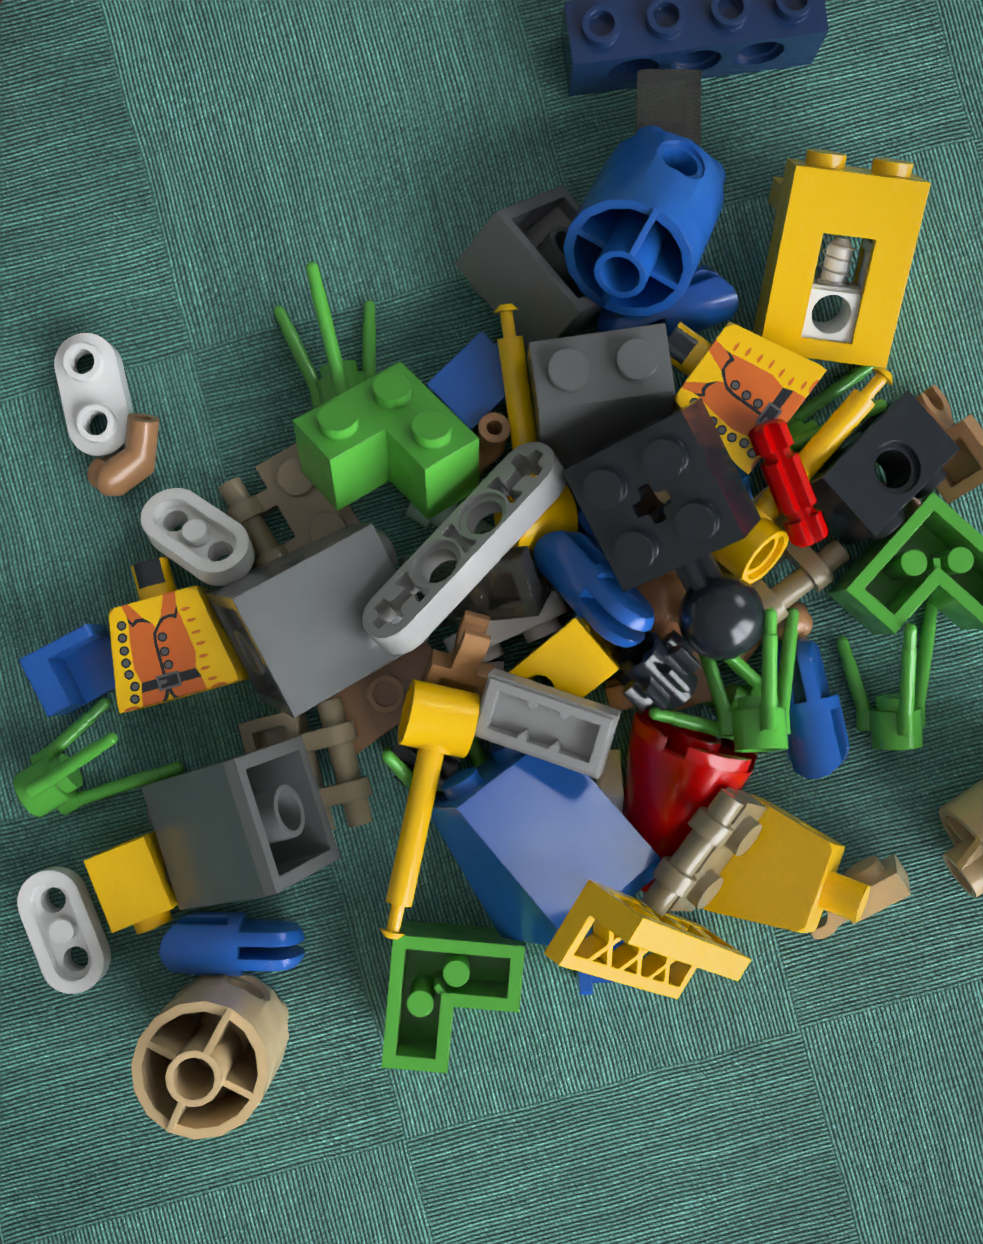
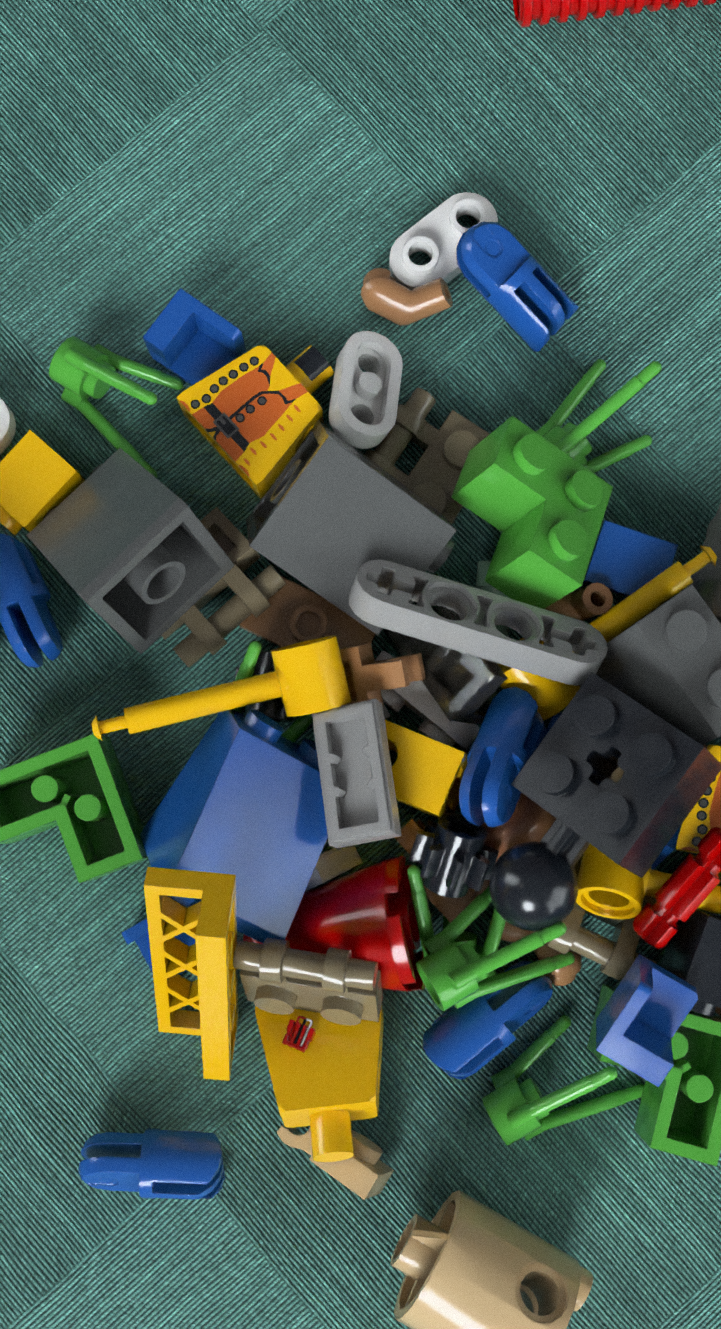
camera: 60 degrees right, 5 degrees down
(165, 352) = (513, 283): none -> blue arm
(745, 882) = (299, 1035): none -> red piece
(789, 1056) = (155, 1163): none -> blue arm
(880, 581) = (643, 1018): none -> blue panel

